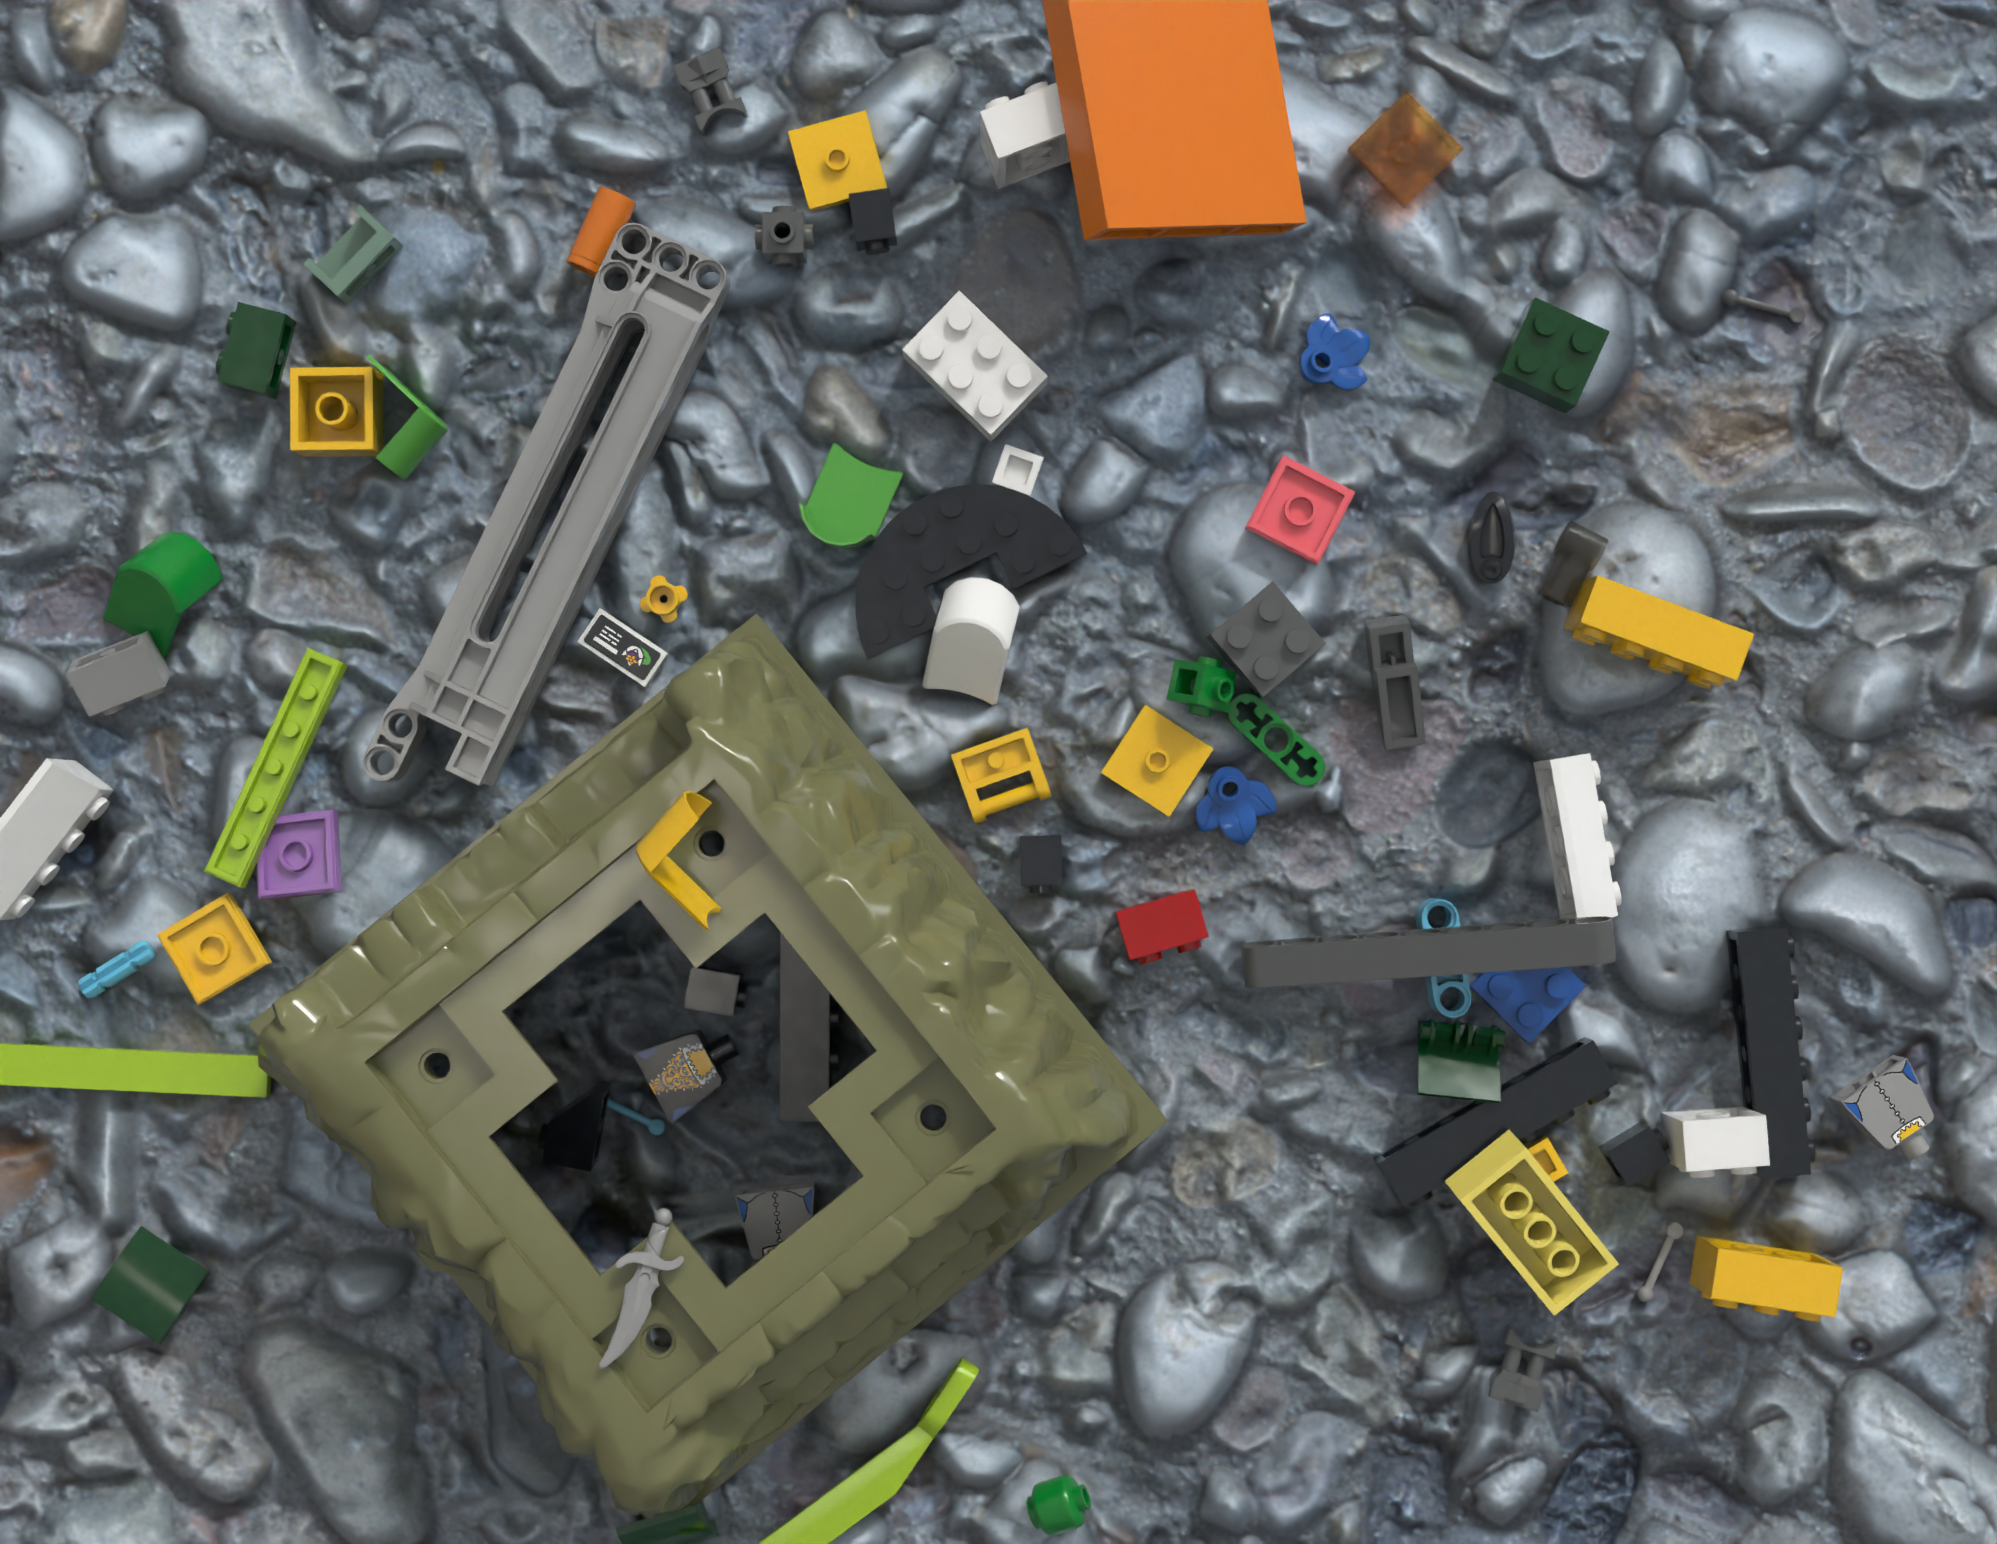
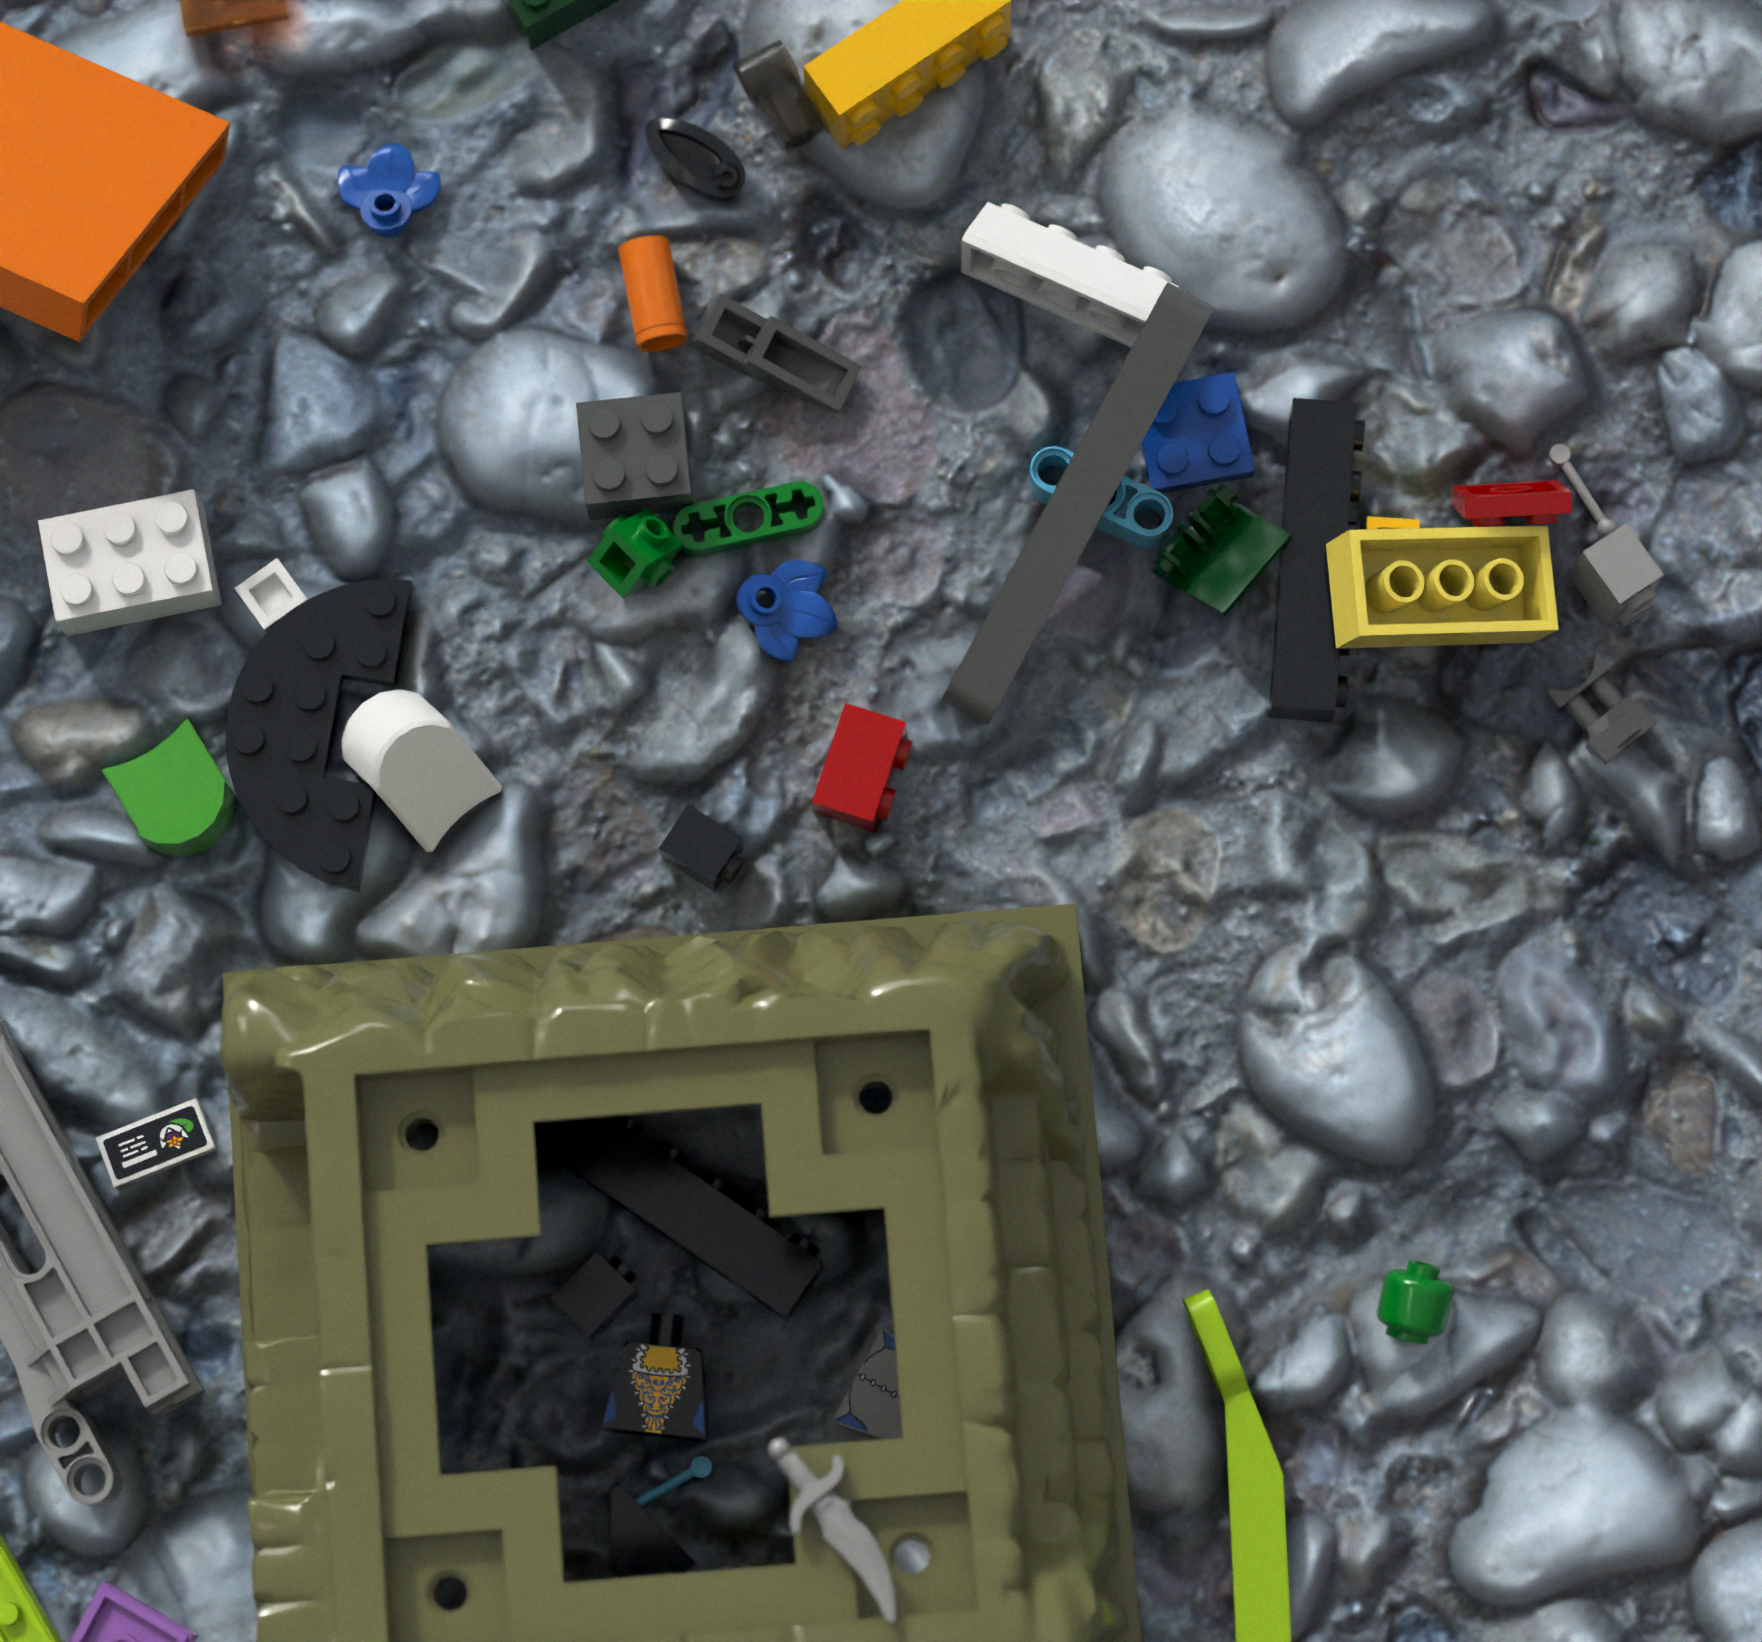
camera: 50 degrees left, 10 degrees down
(660, 840) = (375, 1154): yellow piece -> none
(661, 587) = (138, 1048): yellow plate -> none
(996, 762) = (564, 824): yellow plate -> none
(1157, 760) = (683, 657): yellow plate -> none
(1300, 510) = (524, 331): coral plate -> none
(1381, 575) = (652, 293): none -> orange pin
(1615, 1329) = (1617, 577): none -> light grey brick
(1616, 1220) = (1492, 502): none -> red plate
(1636, 1153) = (1447, 437): black brick -> none
(1716, 1140) = (1480, 348): white brick -> none
(1765, 1278) = (1667, 388): yellow brick -> none
(1769, 1044) = (1432, 230): black brick -> none
(1888, 1107) = (1574, 149): light grey torso -> none

